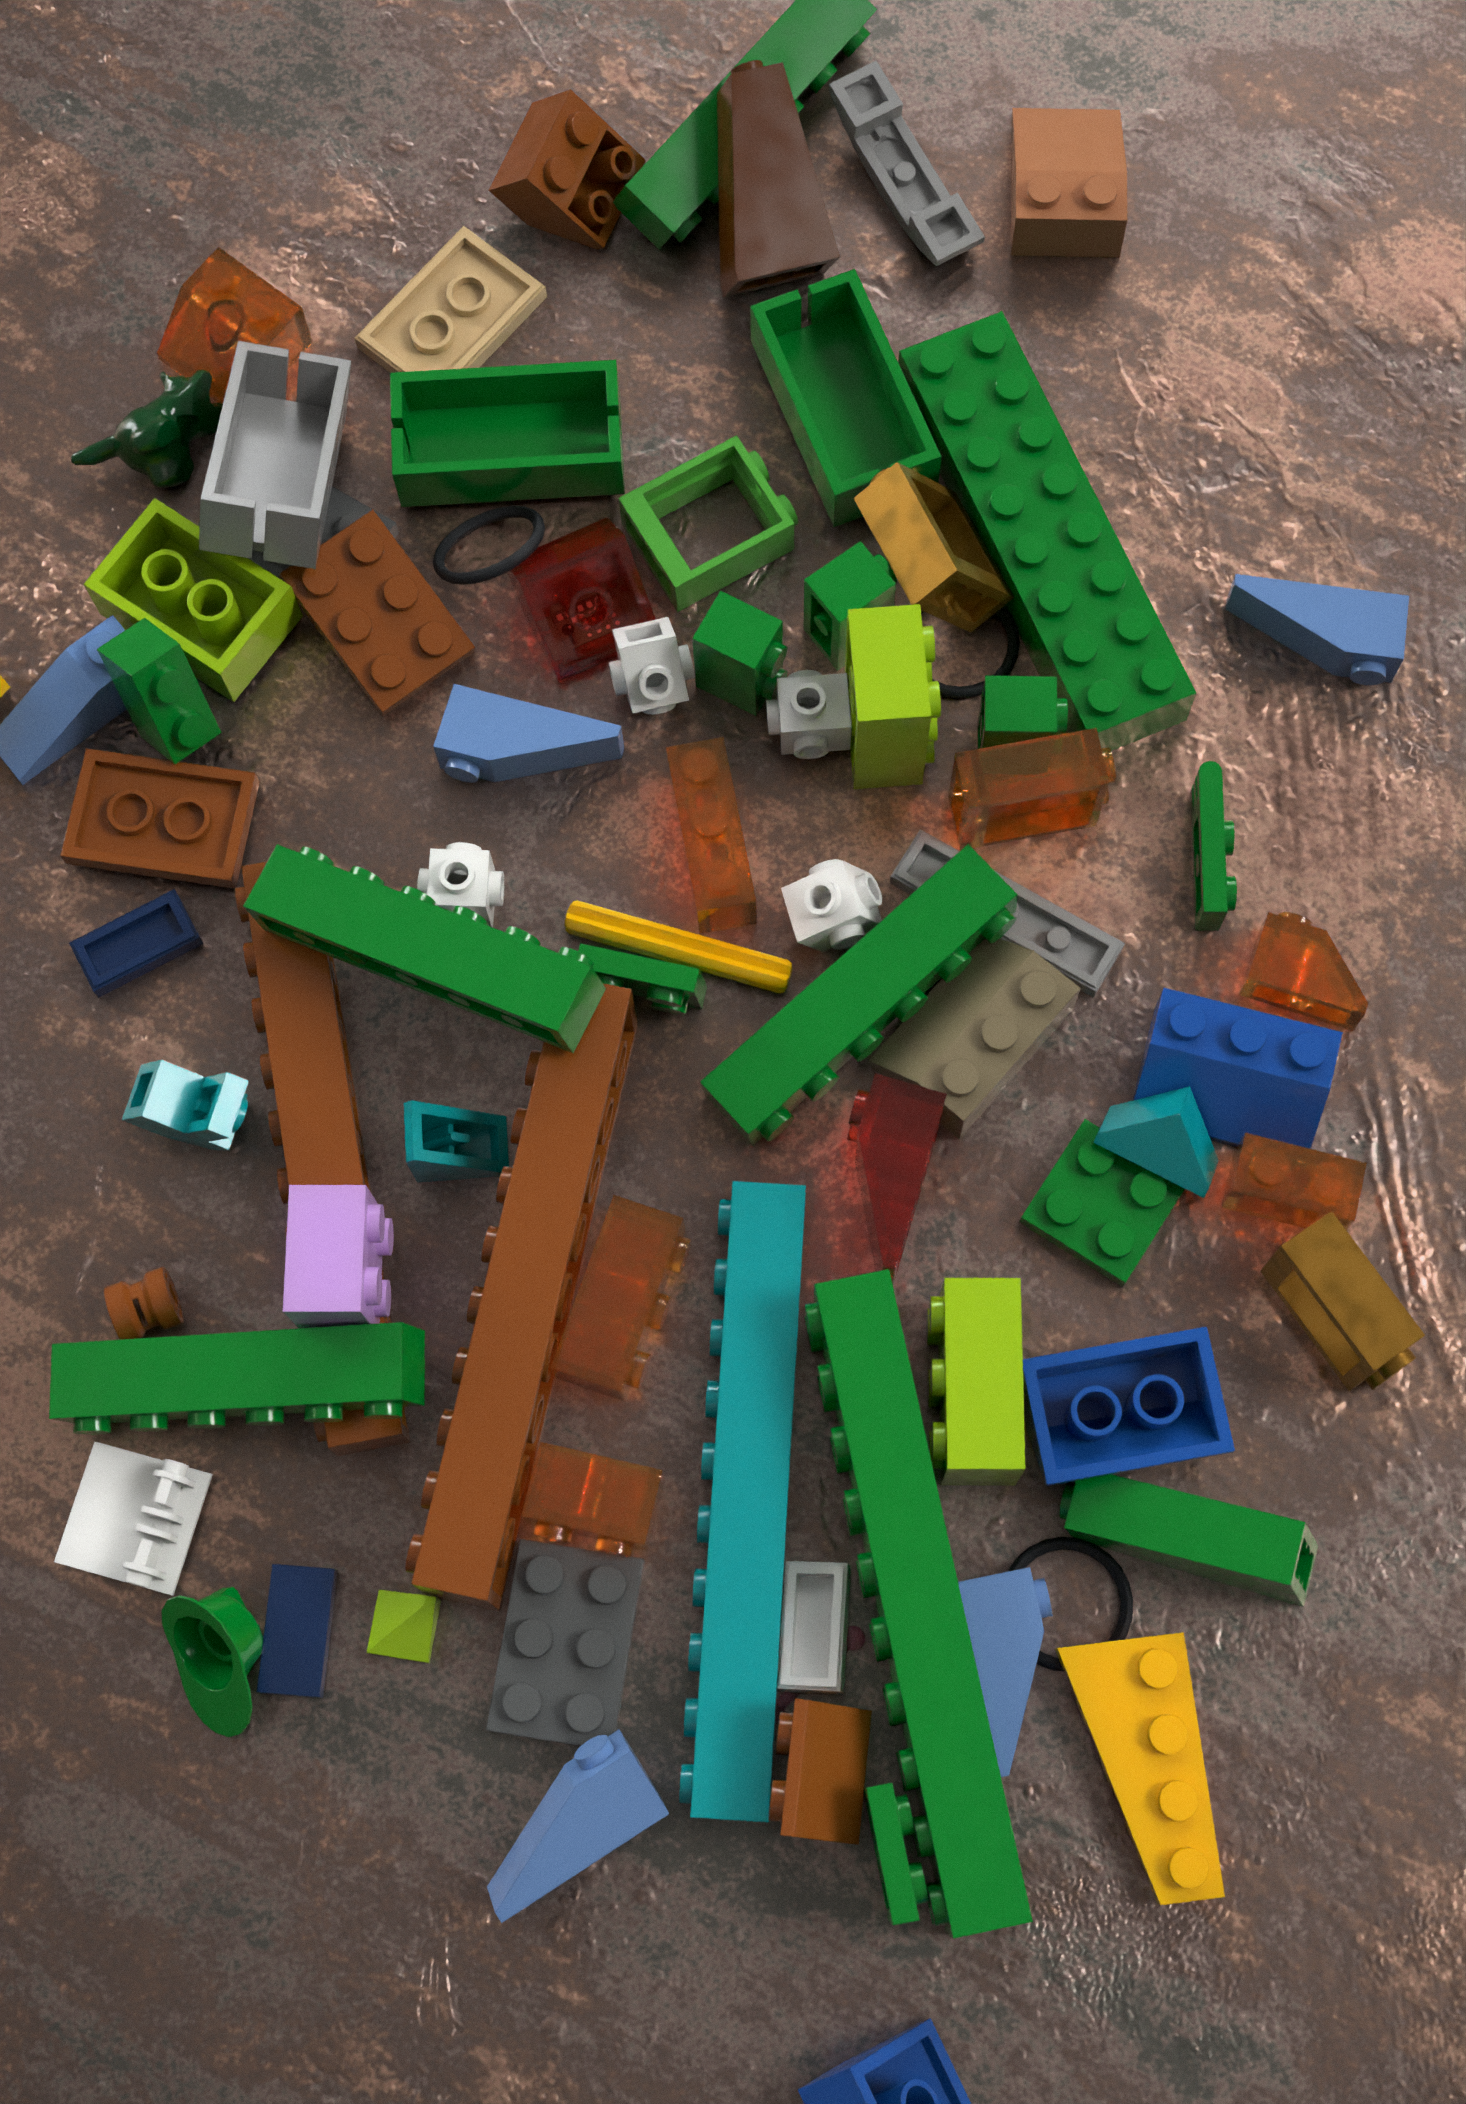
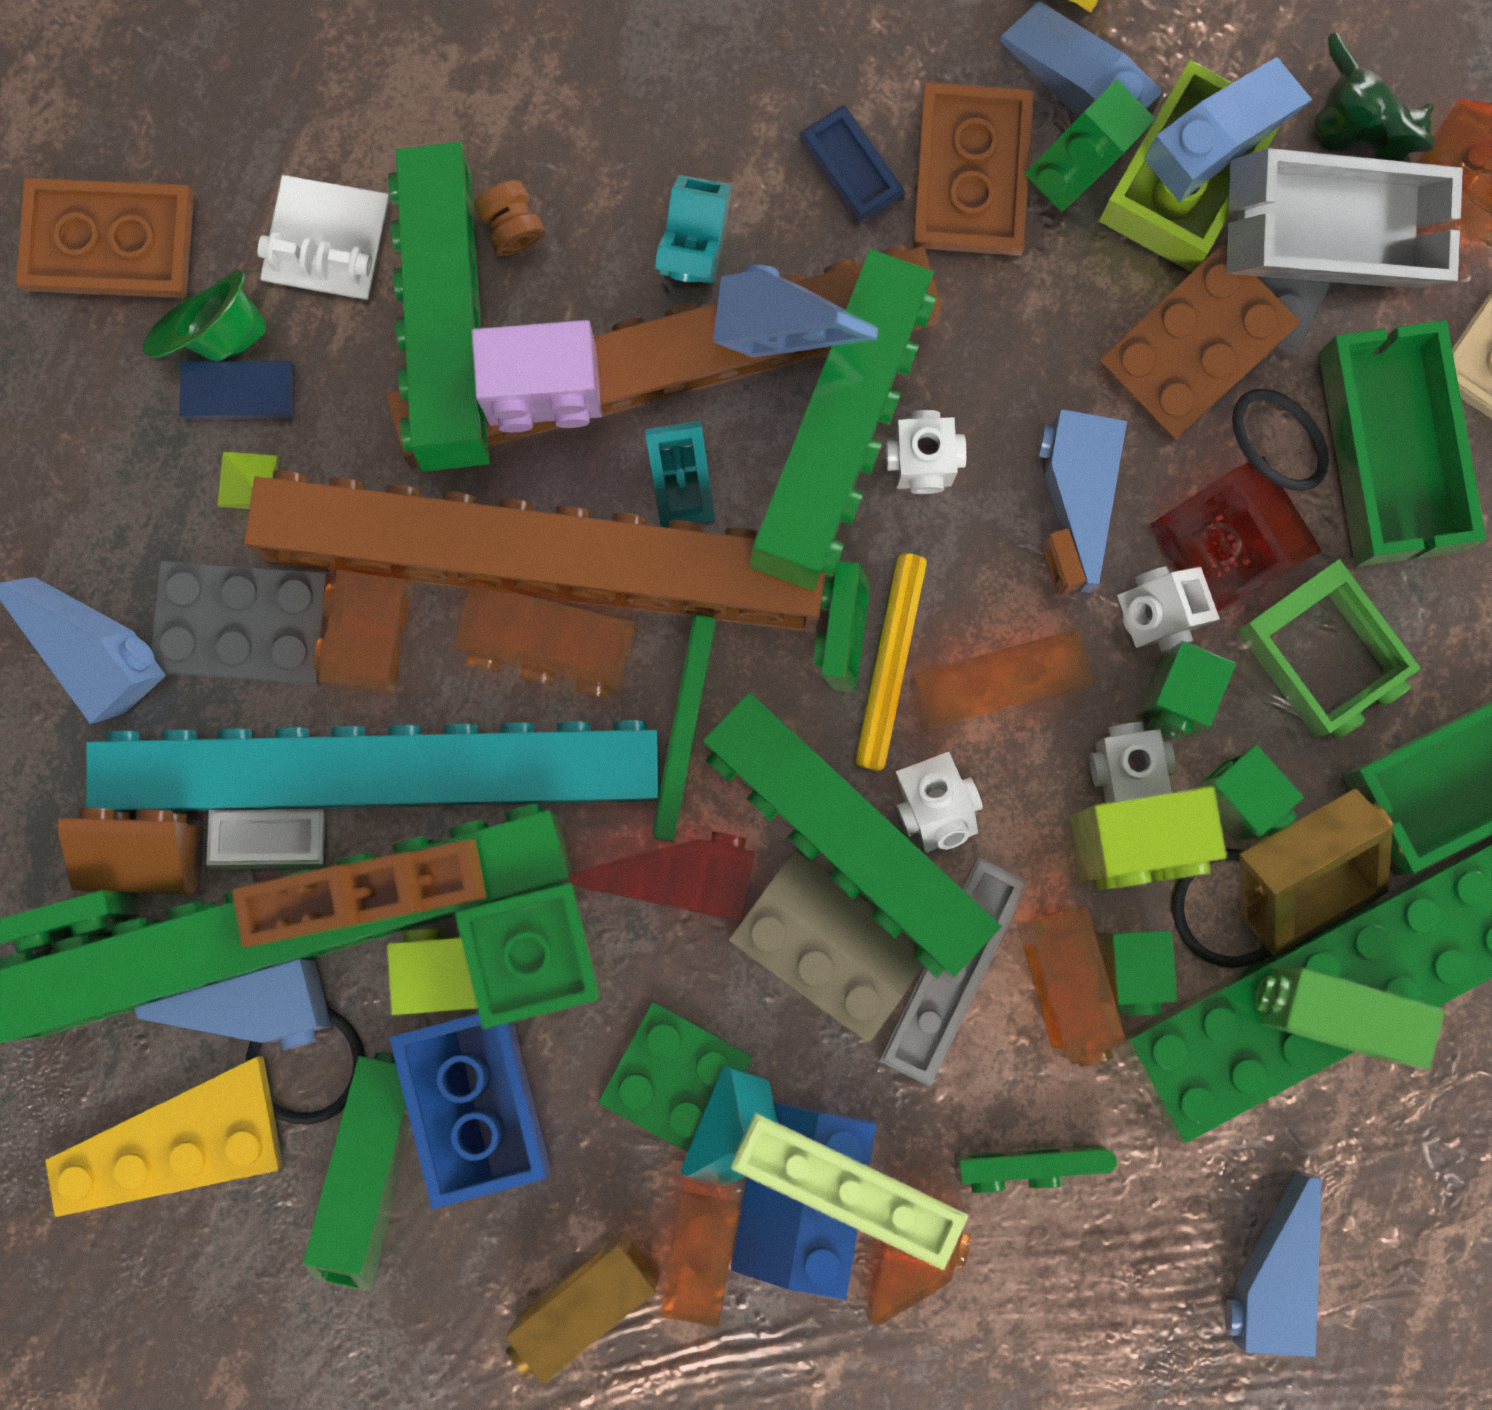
camera: 80 degrees right, 10 degrees up
(98, 1774) = (105, 238): none -> dark orange plate
(166, 553) = (1224, 127): none -> medium blue slope
(300, 1013) = (774, 316): none -> medium blue slope
(591, 764) = (1063, 562): none -> dark orange tile
(730, 1158) = (684, 729): none -> green tile
(892, 1491) = (358, 893): none -> dark orange slope
(972, 1310) = (527, 955): none -> green plate
(1082, 515) = (1349, 1016): none -> bright green window
(1231, 1015) = (848, 1191): none -> yellowish green tile

